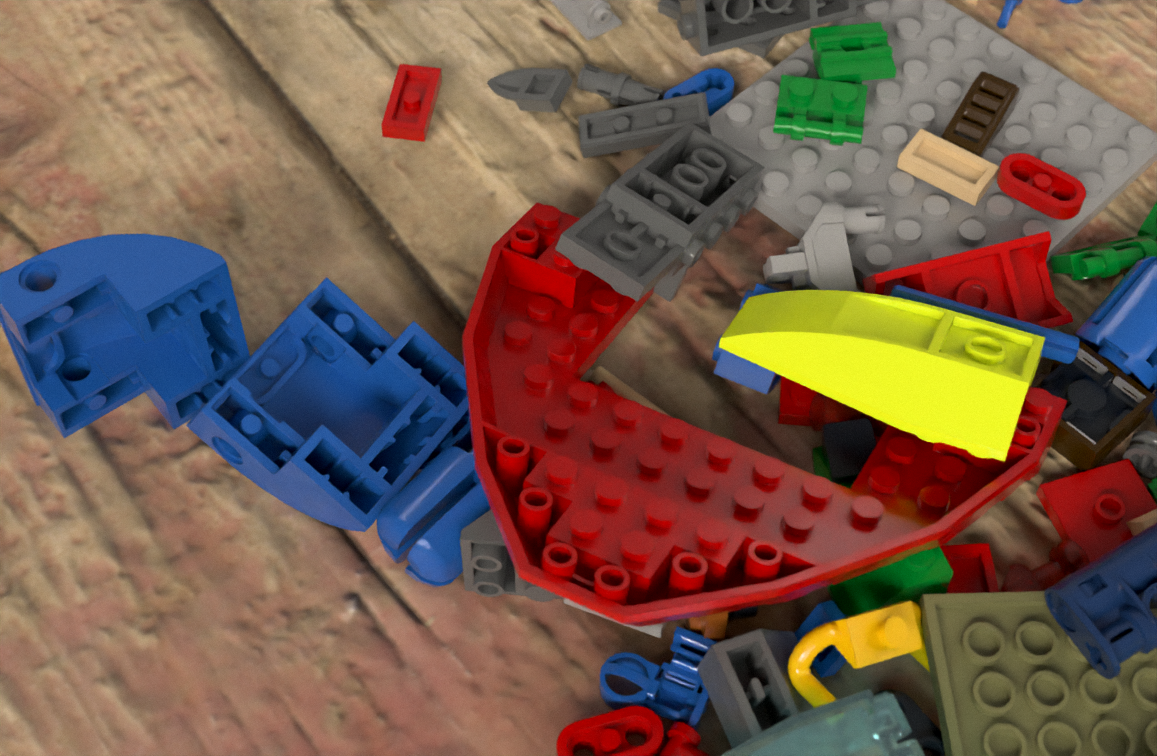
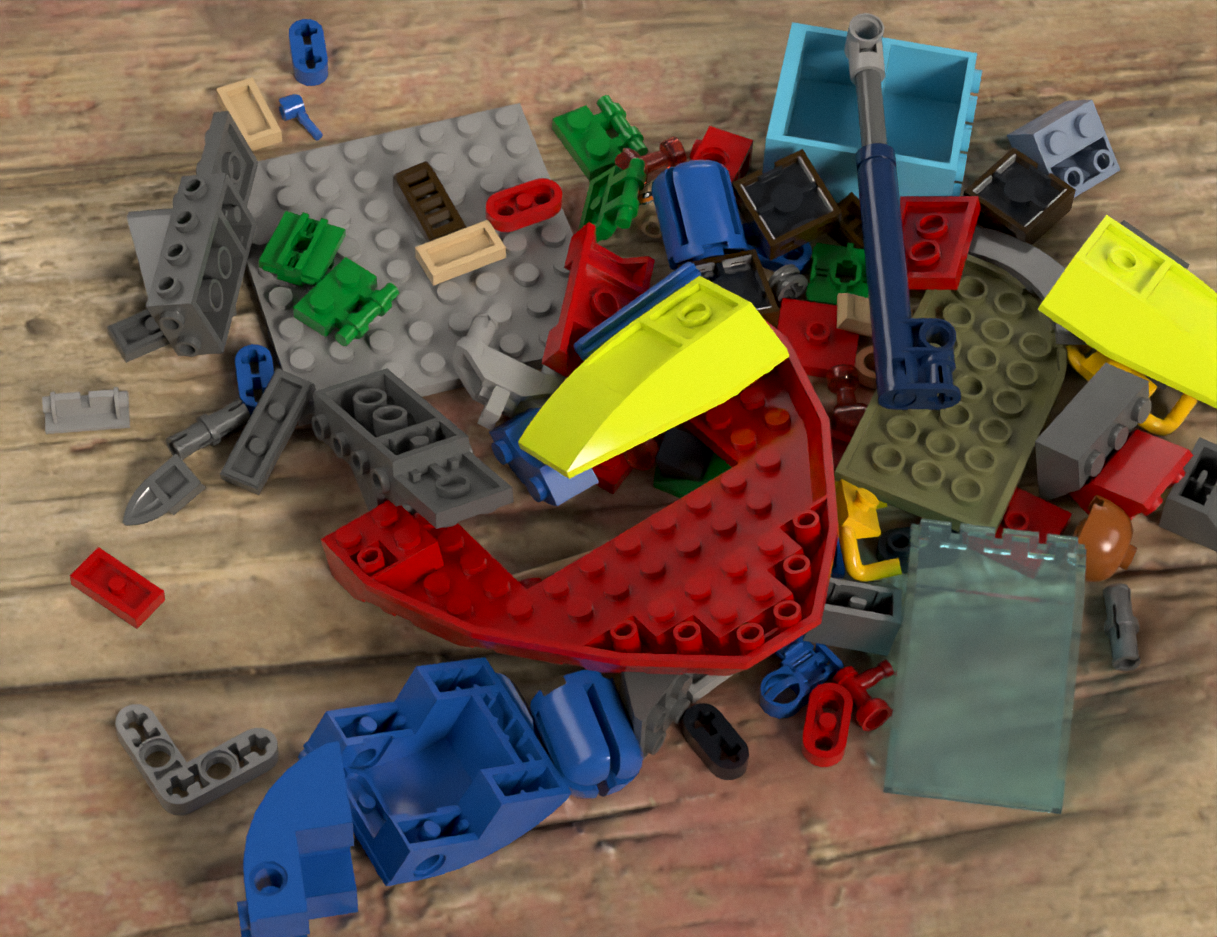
camera: 65 degrees left, 0 degrees up
(253, 234) = (181, 773): none -> light grey beam
(519, 638) = (722, 737): none -> black beam

